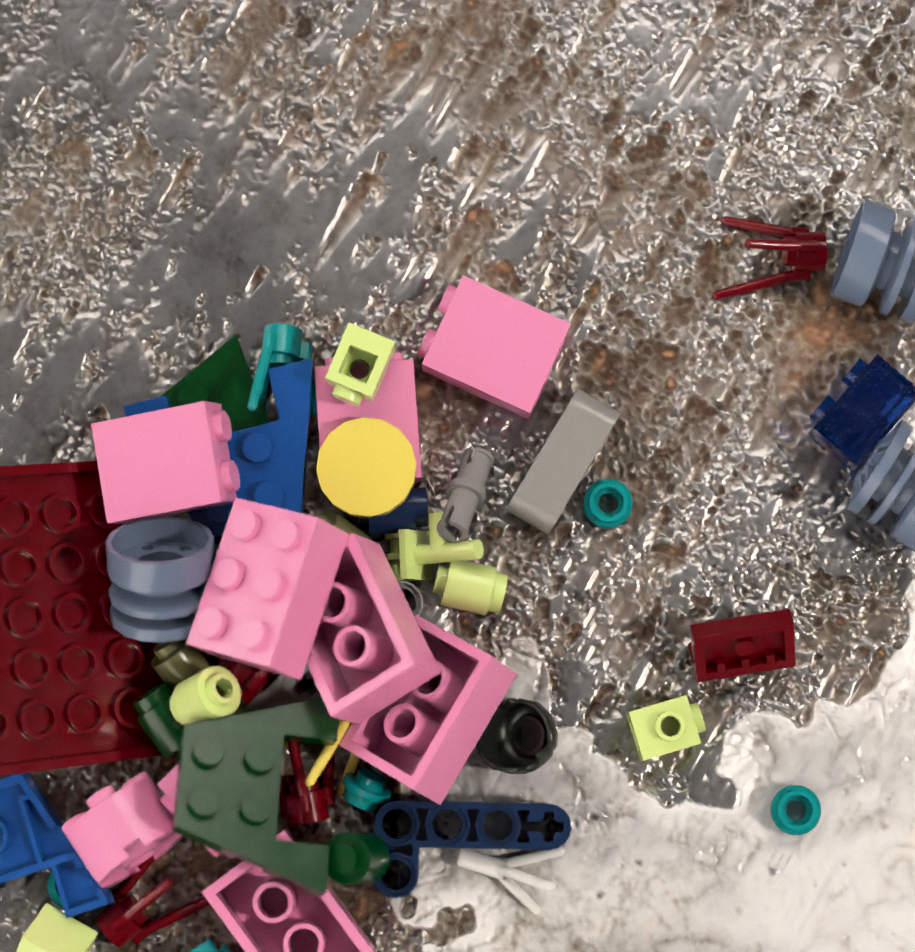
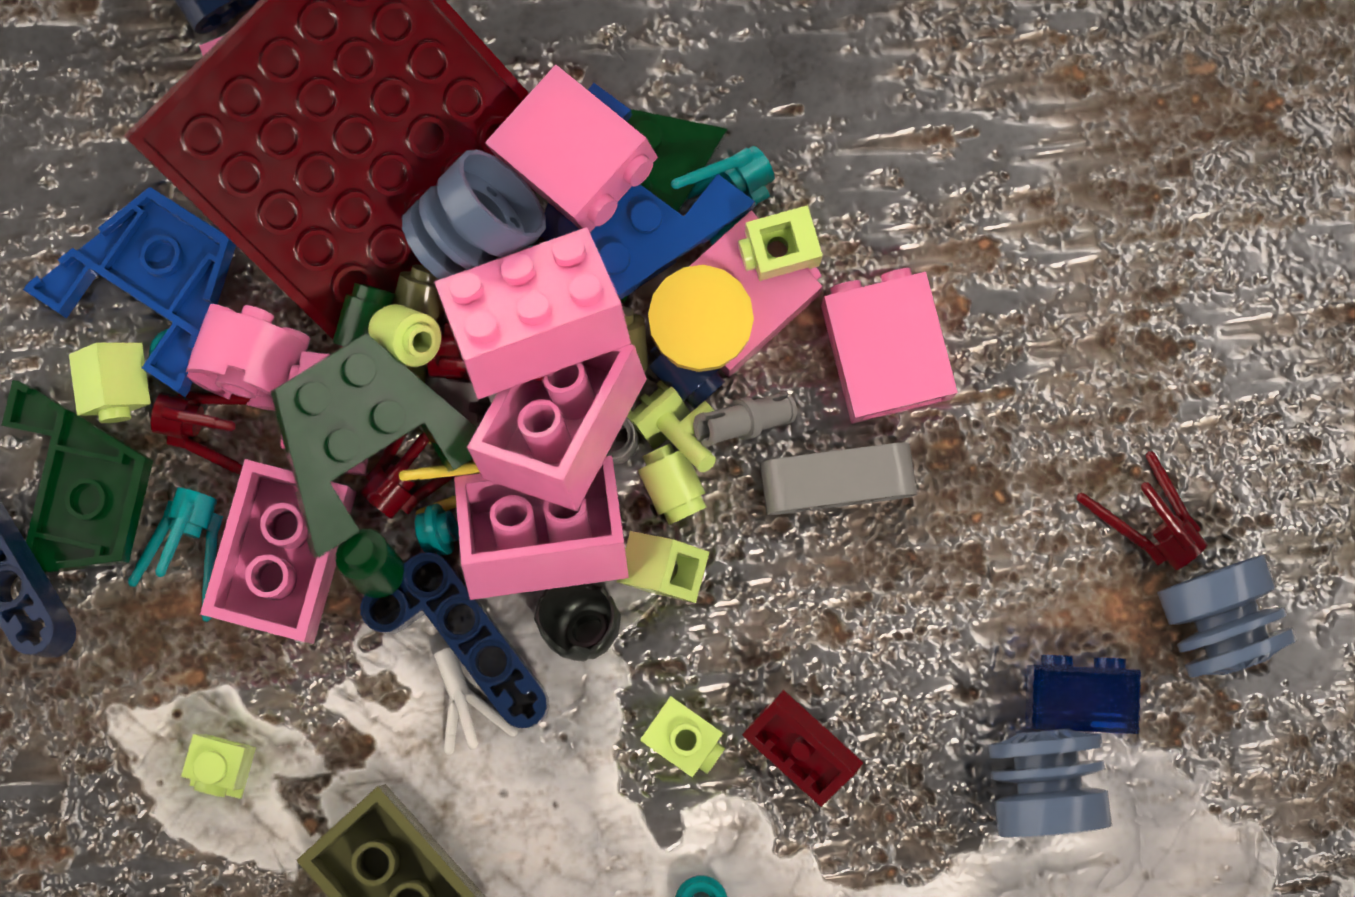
camera: 50 degrees right, 0 degrees up
(521, 647) = (664, 566): none -> yellowish green brick
(618, 492) = (845, 532): teal plate -> none

